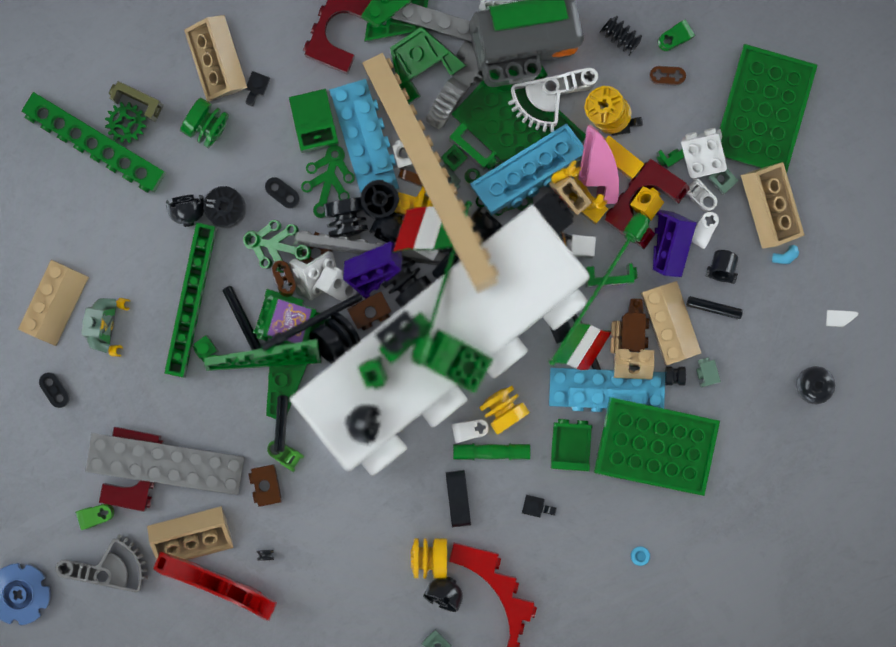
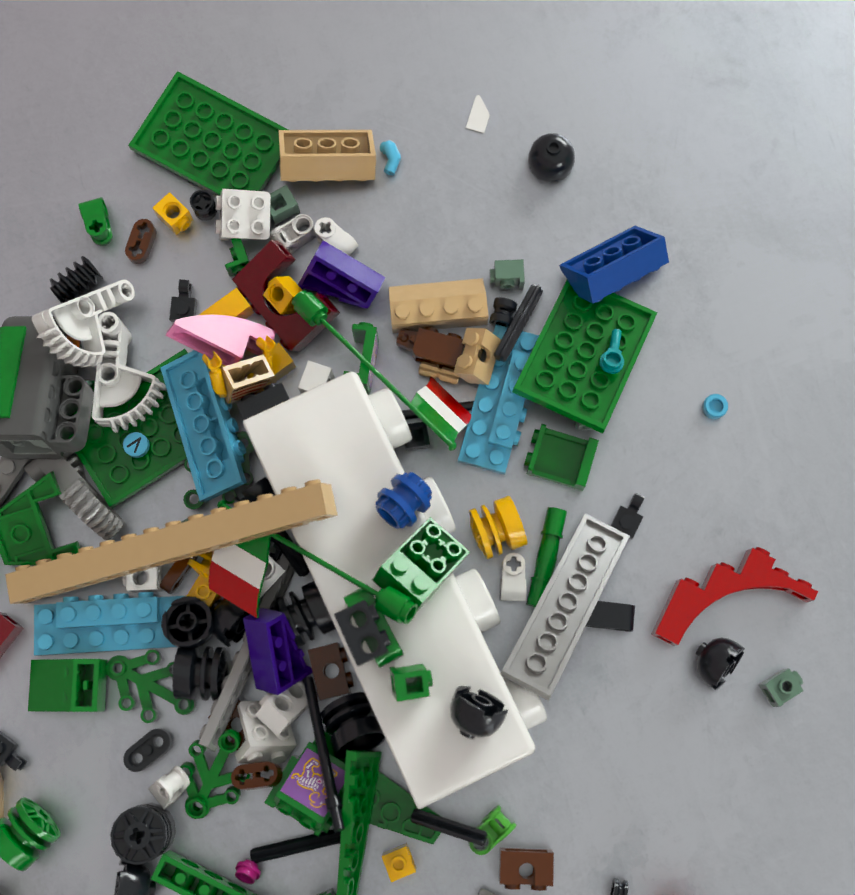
camera: 70 degrees left, 10 degrees down
(216, 288) = (247, 871): none -> dark pink plate
(248, 394) = (399, 862): none -> yellow brick
(261, 217) = (170, 787): none -> white piece
(429, 558) = (669, 668): yellow wheel -> none
(454, 158) = (163, 512): green brick -> none
(458, 472) = (565, 607): none -> light grey plate
(469, 151) = (159, 494): green panel -> none
(501, 338) = (408, 495): none -> blue piece
(502, 121) = (136, 445): none -> medium azure tile
(584, 55) = (80, 321): none -> white arm
(611, 118) = (153, 312): yellow wheel -> none
(652, 467) = (612, 359): none -> teal plate
(669, 389) = (518, 323): none -> black axle
(698, 88) = (168, 206): none -> yellow brick
(711, 116) = (199, 201): none -> black wheel
(714, 307) = (431, 250): black axle -> none
(723, 266) = (385, 226): black piece -> none
(735, 454) = (615, 263): none -> blue slope

